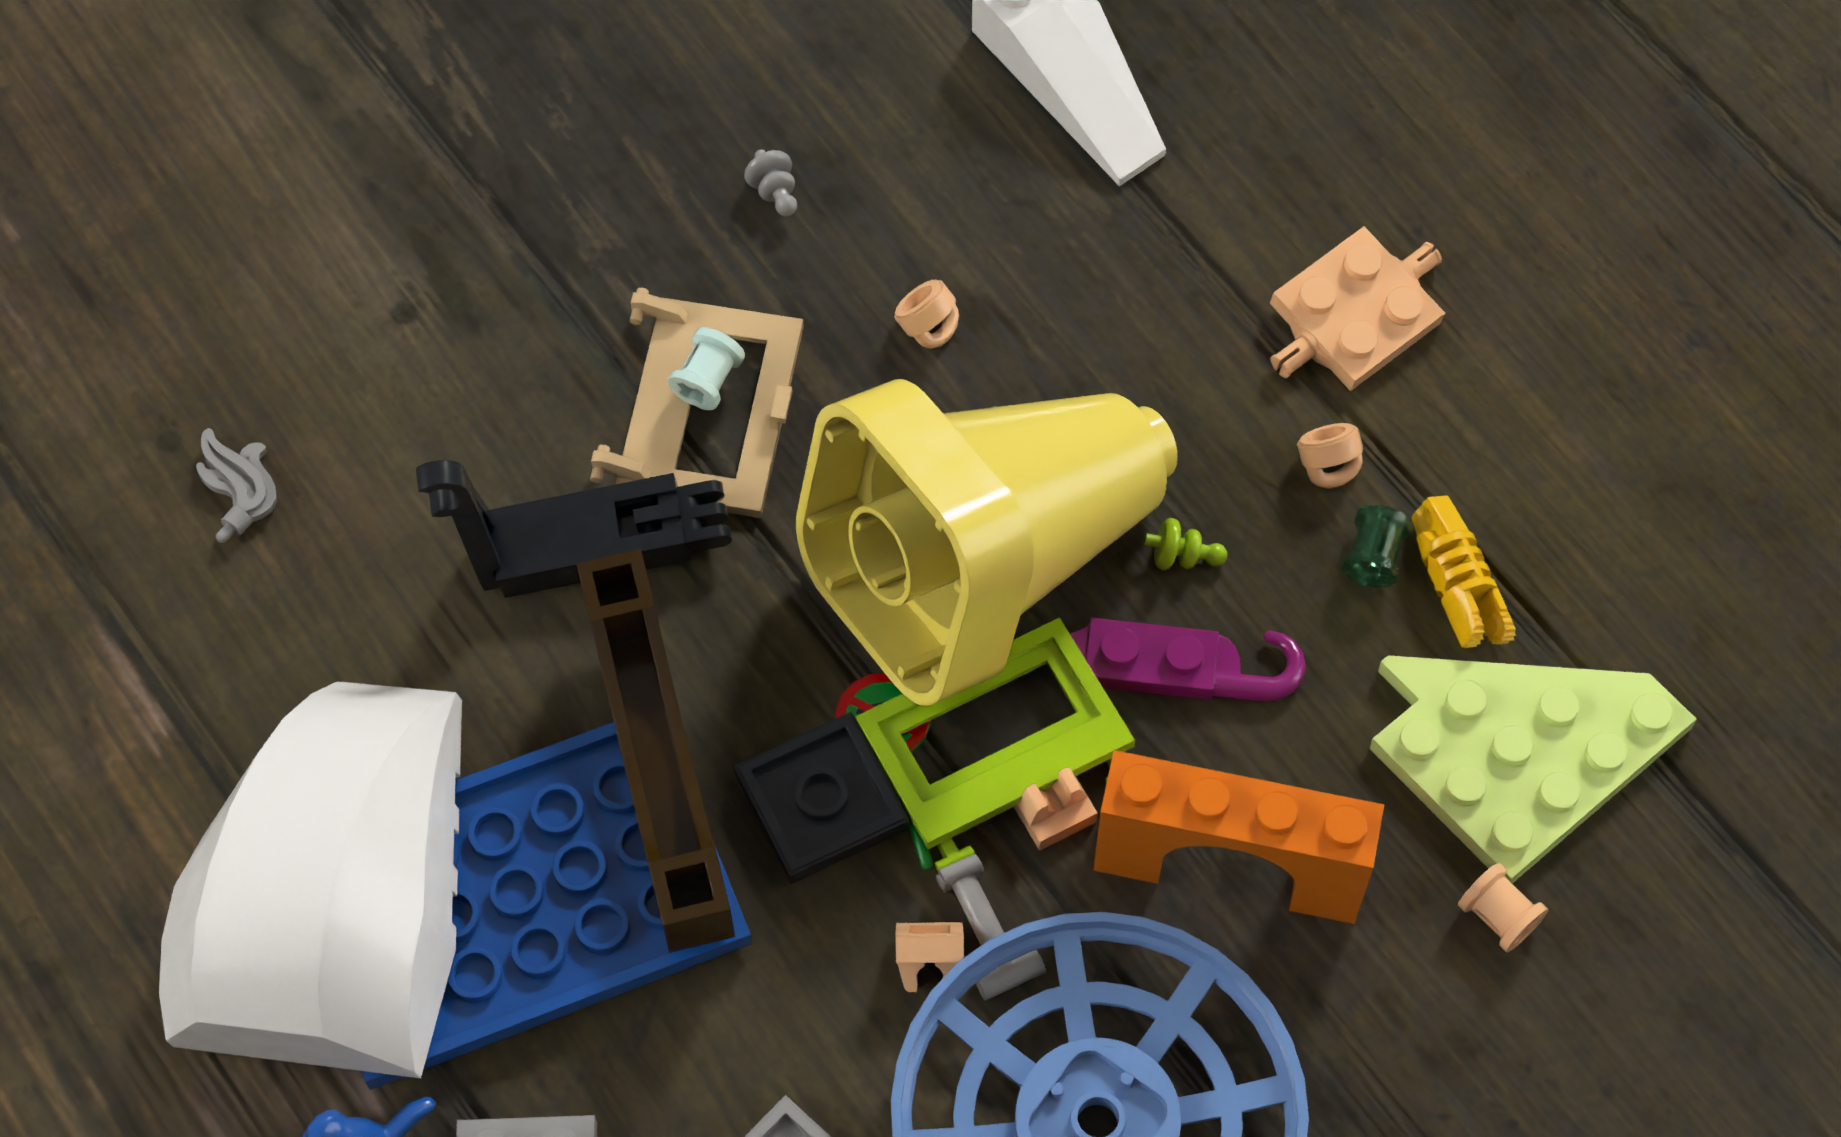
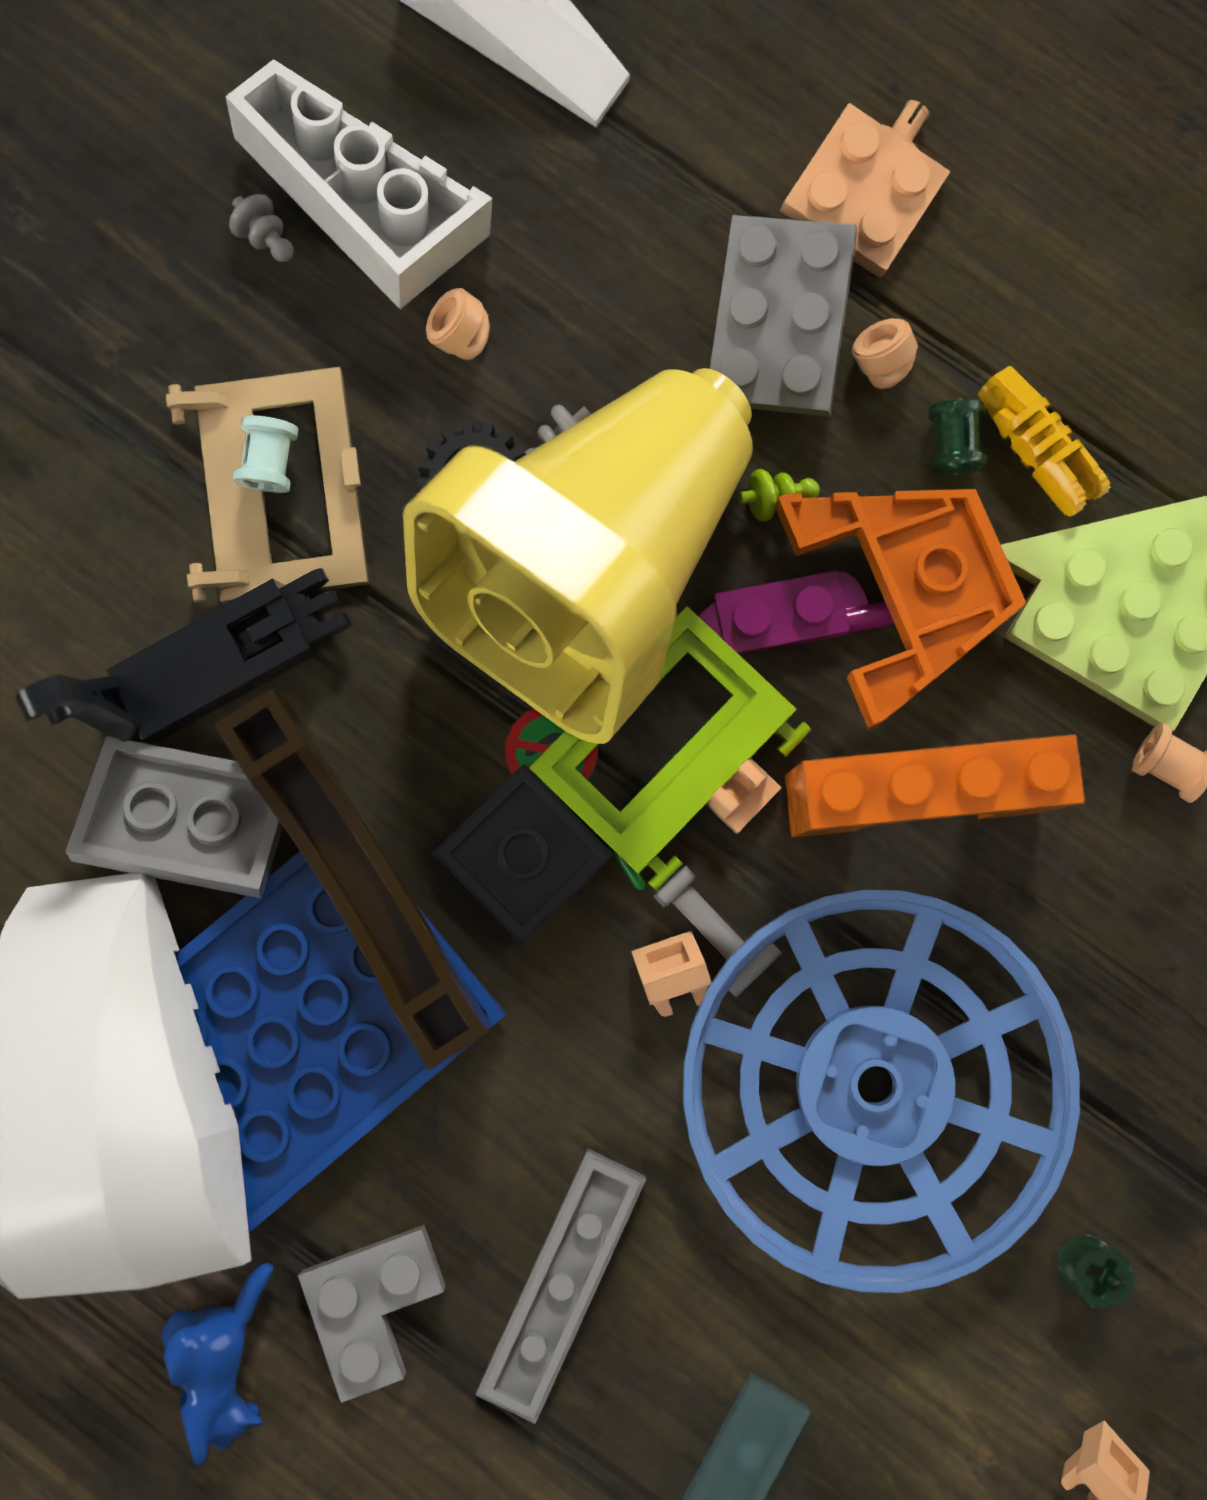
camera: 20 degrees left, 20 degrees up
(505, 660) = (175, 819): none -> light grey plate
(883, 179) = (366, 192): none -> white wedge
(1242, 388) = (784, 311): none -> light grey plate
(1312, 653) = (934, 569): none -> orange wing

